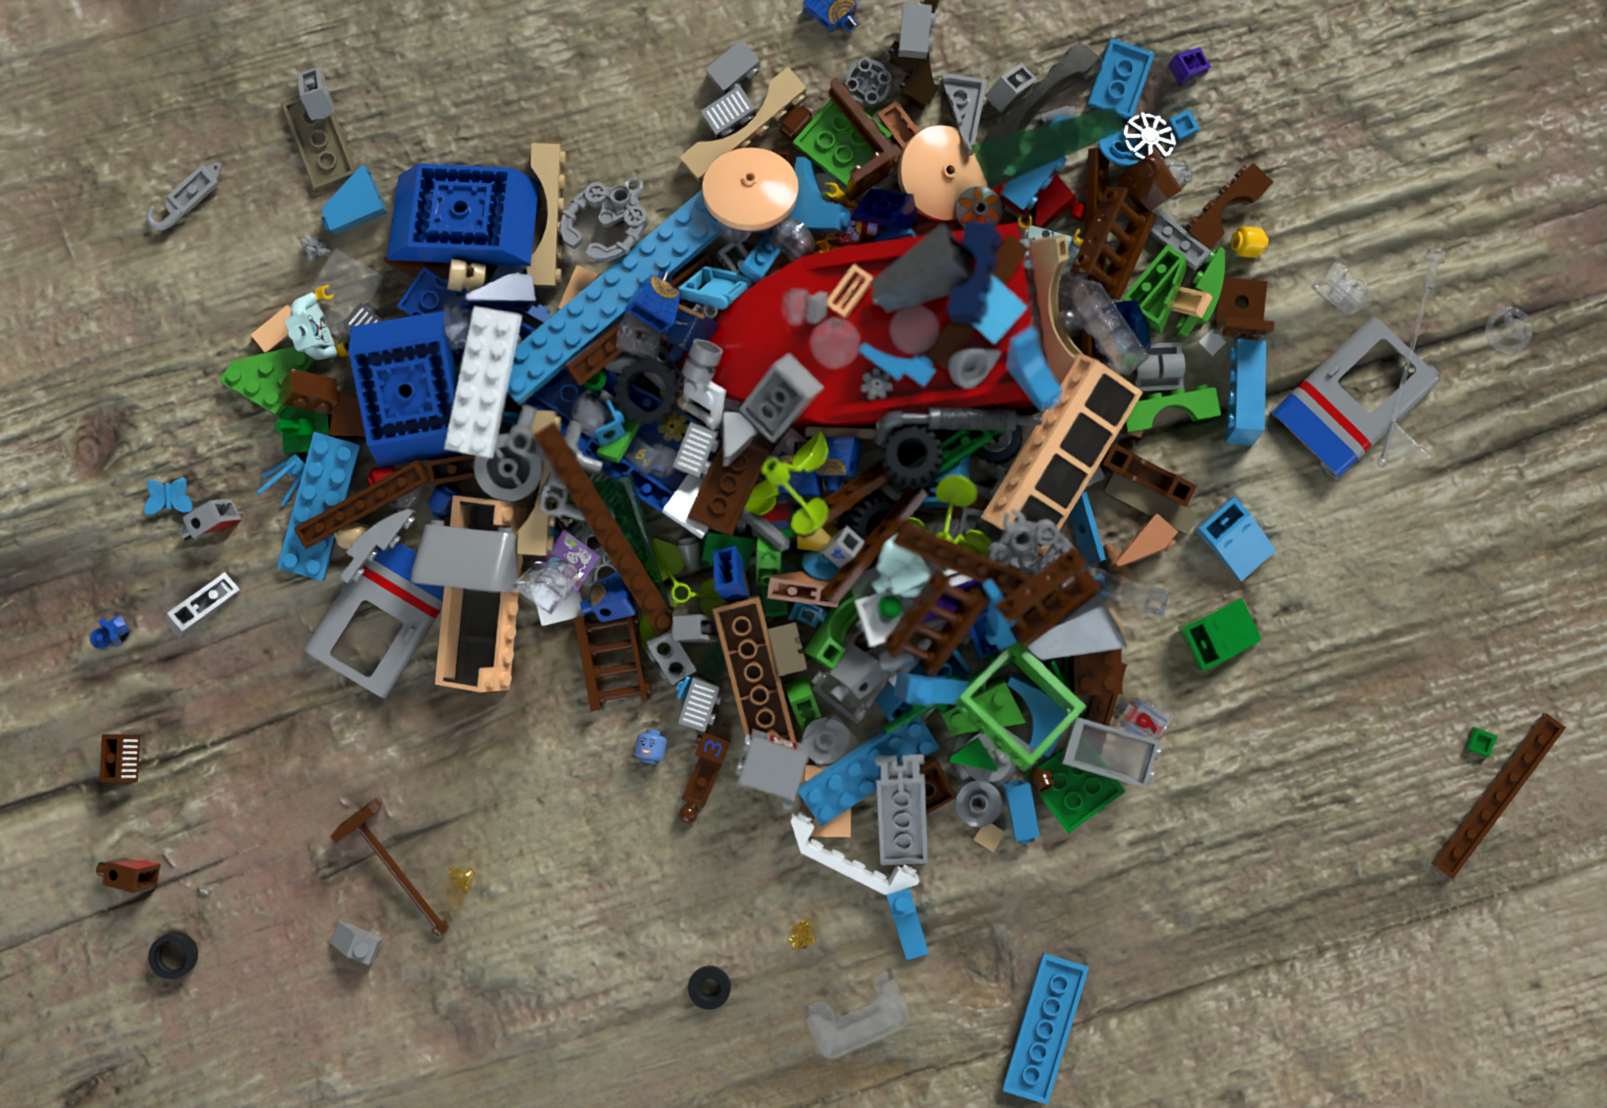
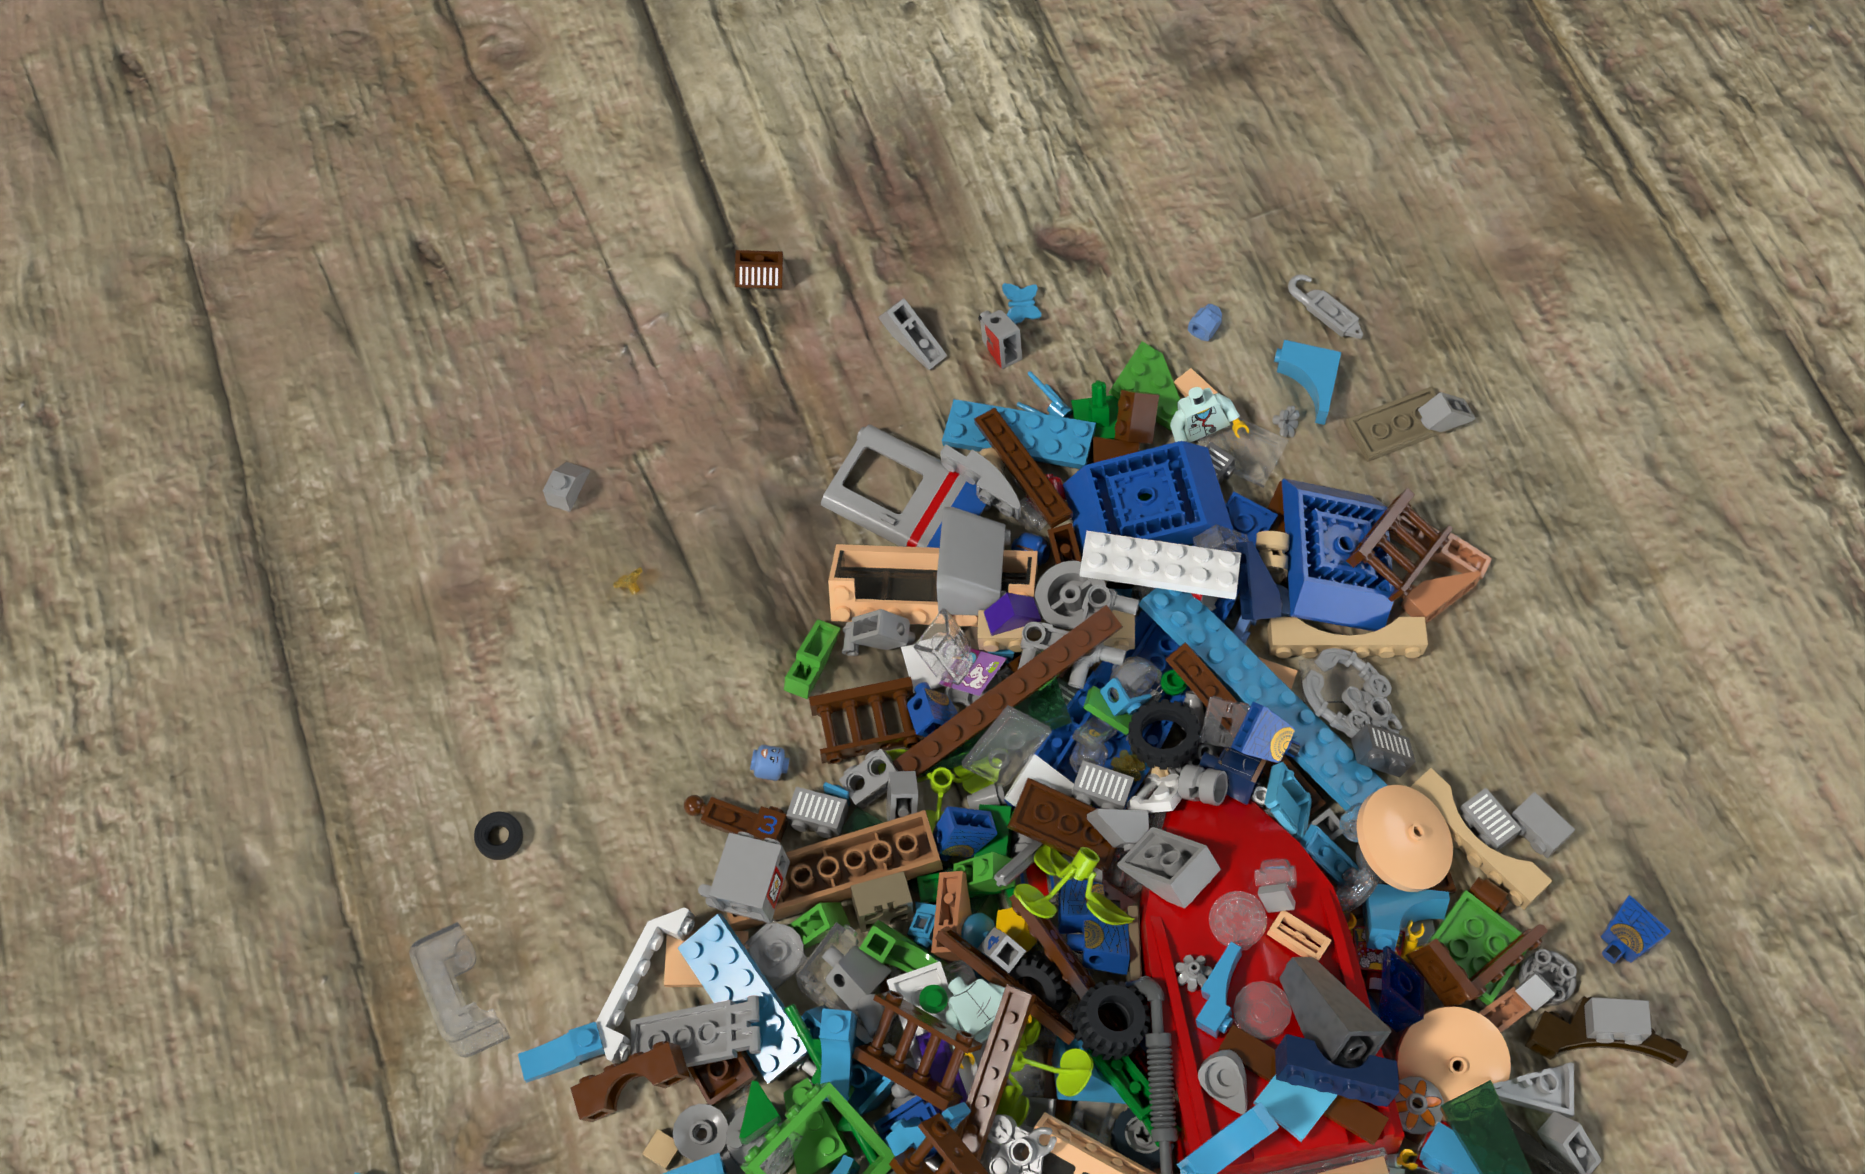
camera: 90 degrees right, 25 degrees down
(110, 631) = (884, 257): blue hips -> none
(129, 874) = (643, 271): reddish brown torso -> none
(155, 960) = (557, 308): black tyre -> none
(197, 315) = (1205, 322): none -> medium blue rock
(259, 214) = (1312, 368): none -> dark azure arch
(353, 203) = (1338, 455): dark azure slope -> none
(359, 824) = (690, 476): reddish brown tile -> none
(455, 119) = (1455, 554): none -> nougat slope
(456, 177) = (1377, 538): none -> reddish brown fence
(507, 132) = (1437, 594): none -> nougat slope
(525, 522) = (1010, 613): none -> dark purple slope
(527, 636) = (881, 630): none -> light grey torso
(529, 670) = (850, 648): none -> light grey pin
(548, 707) = (811, 659): none -> bright green slope
(650, 533) = (1006, 746): none -> clear tile
(662, 197) = (1383, 750): none -> flat silver brick
(802, 935) = (551, 934): clear yellow plant -> none
(883, 95) = (1535, 990): none -> light grey tile
(946, 888) = (599, 1094): none -> reddish brown arch

